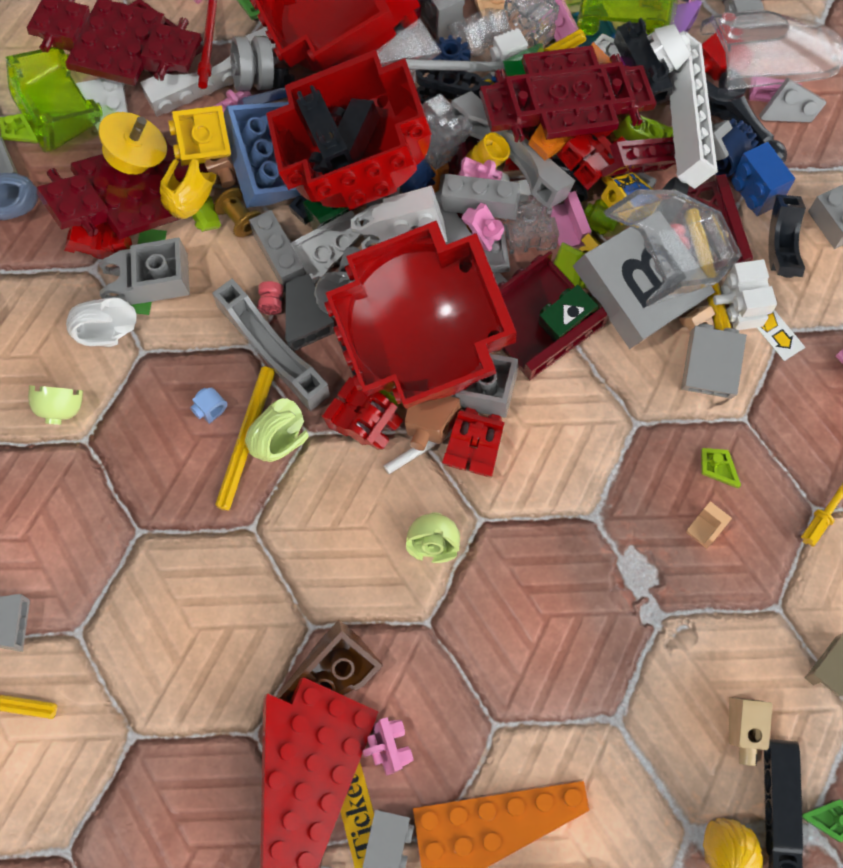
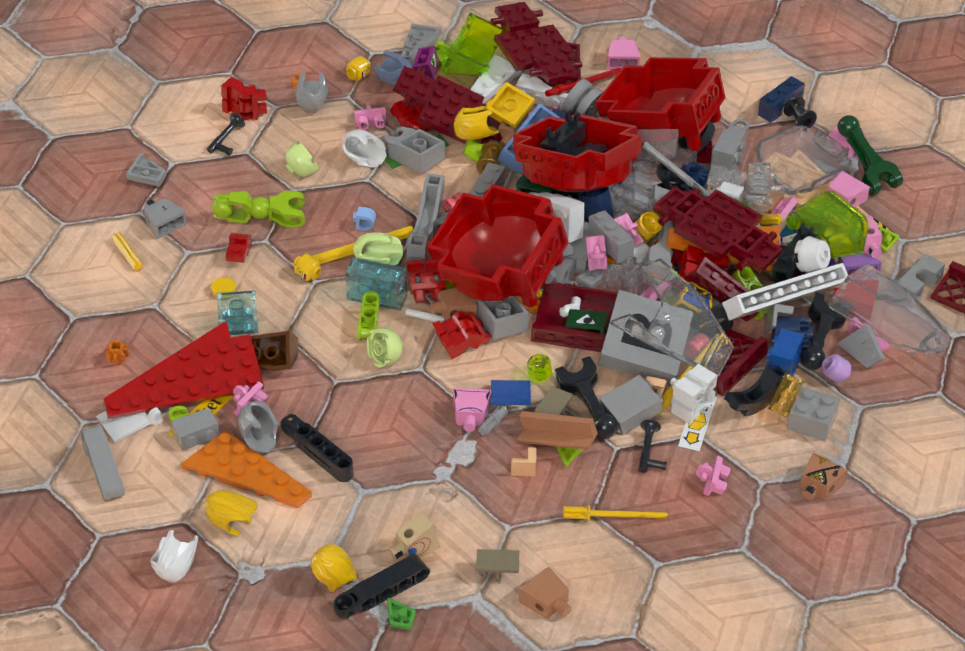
camera: 50 degrees right, 25 degrees down
(27, 158) = (429, 59): none -> magenta brick
(51, 274) = (370, 117): none -> bright pink hips
(73, 521) = (278, 208): none -> lime piece
(131, 142) = (474, 85): yellow piece -> none
(132, 575) = (238, 247): none -> red brick
(177, 637) = (223, 284): none -> yellow piece
(186, 853) = (117, 352): none -> orange gear
(231, 523) = (307, 267): none -> yellow head
(243, 658) = (239, 311): none -> clear light blue brick
(332, 472) = (382, 278): none -> clear light blue brick
(344, 846) = (177, 412): none -> lime tile
(382, 531) = (368, 315): none -> lime piece
(446, 772) = (258, 426): none -> light grey hair
(531, 309) = (575, 304): none -> white arm
(537, 729) = (318, 448): none -> black piece
(587, 406) = (539, 368): none -> clear neon green head
(590, 517) = (471, 407): none -> bright pink torso
(599, 461) = (510, 392): none -> blue tile
(623, 509) = (493, 420): none -> light grey axle
(645, 384) = (582, 385): none -> black piece
(655, 437) = (554, 402): none -> dark tan panel
(702, 464) = (557, 430): none -> nougat panel
(784, 404) = (650, 428): none -> black piece
(811, 147) = (836, 368): none -> lavender head
(816, 217) = (786, 395): none -> clear yellow brick

